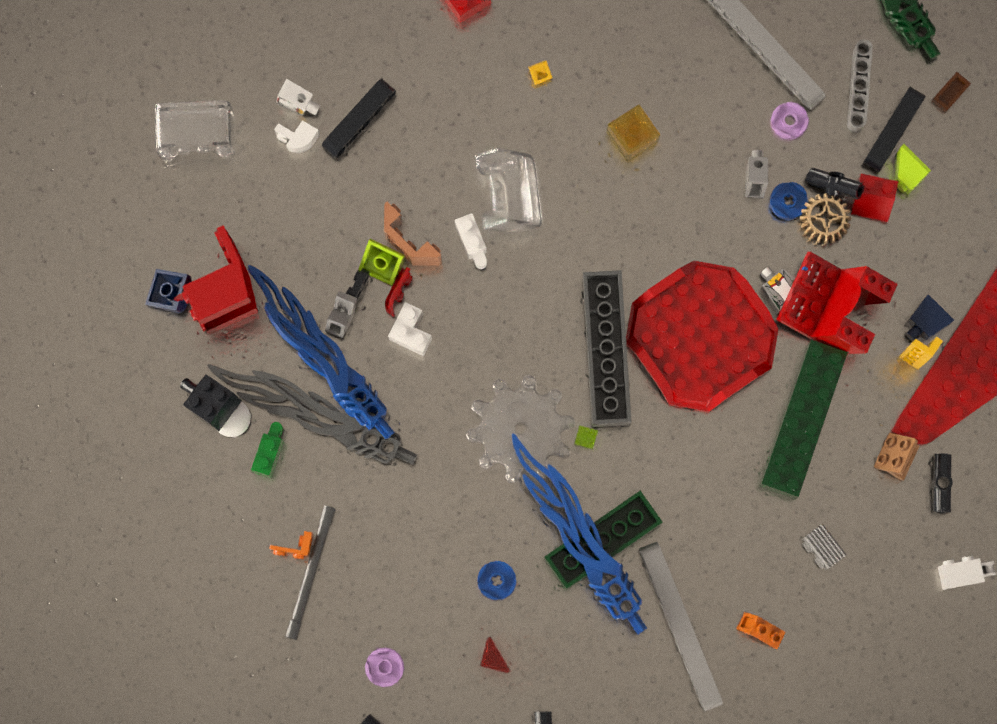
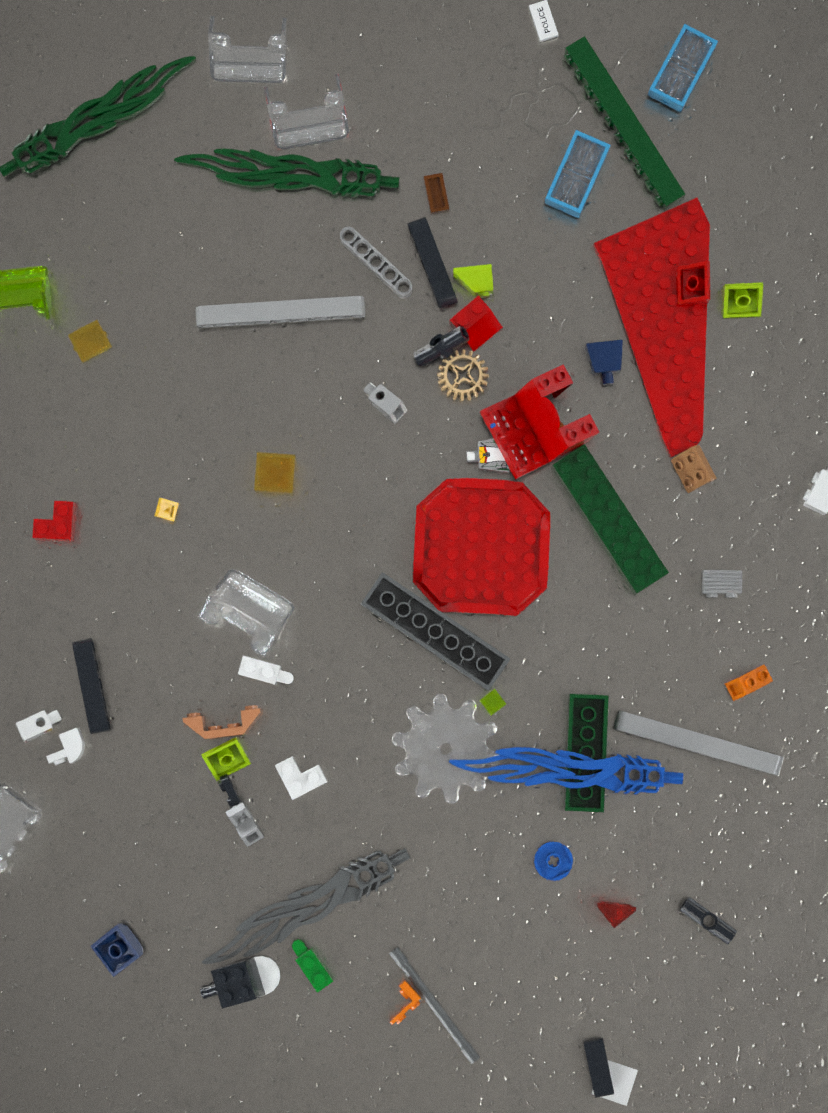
camera: 50 degrees left, 5 degrees up
(224, 294) = (159, 908): red piece -> none
(314, 347) = (253, 861): blue piece -> none
(384, 667) = (554, 1002): lavender tile -> none
(396, 293) = (260, 766): red piece -> none
(788, 190) = (416, 386): blue plate -> none
(789, 131) = (360, 351): lavender tile -> none
(918, 354) = (633, 387): yellow fence -> none
(942, 470) = (752, 458): black piece -> none

